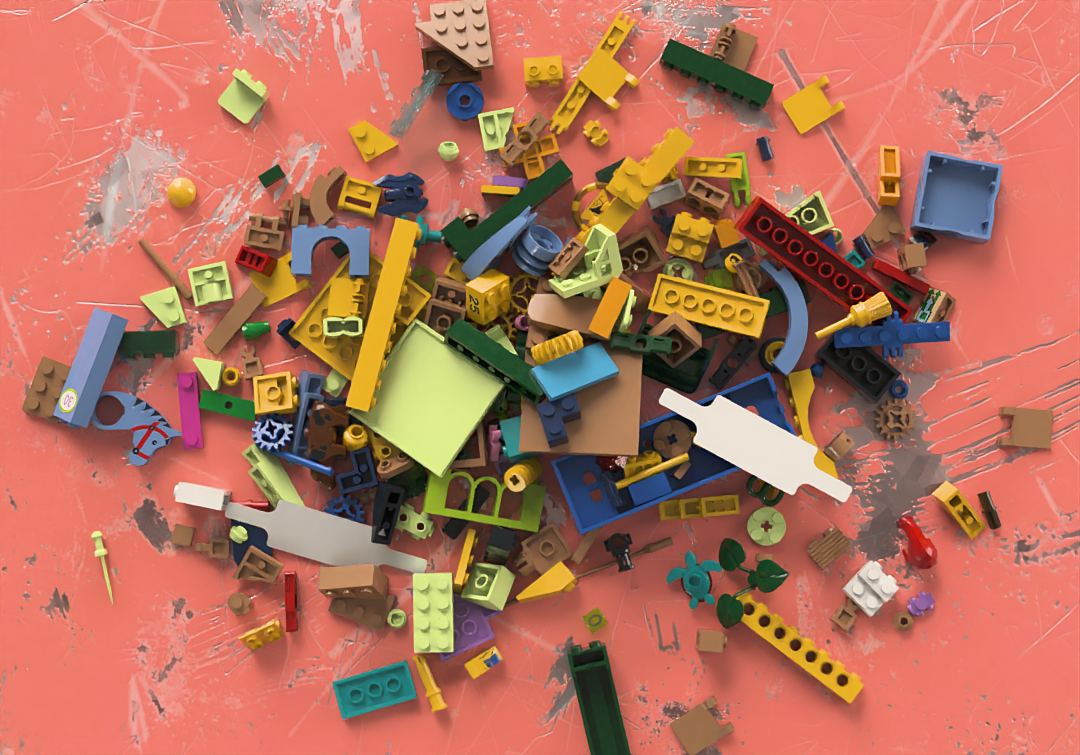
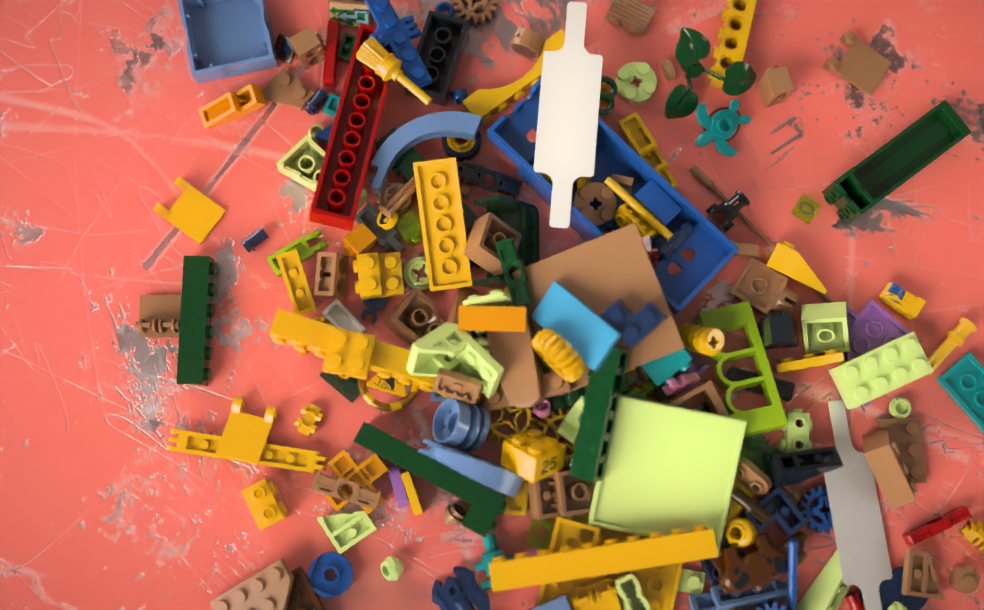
camera: 120 degrees left, 5 degrees down
(372, 453) = (751, 506): none -> dark brown axle

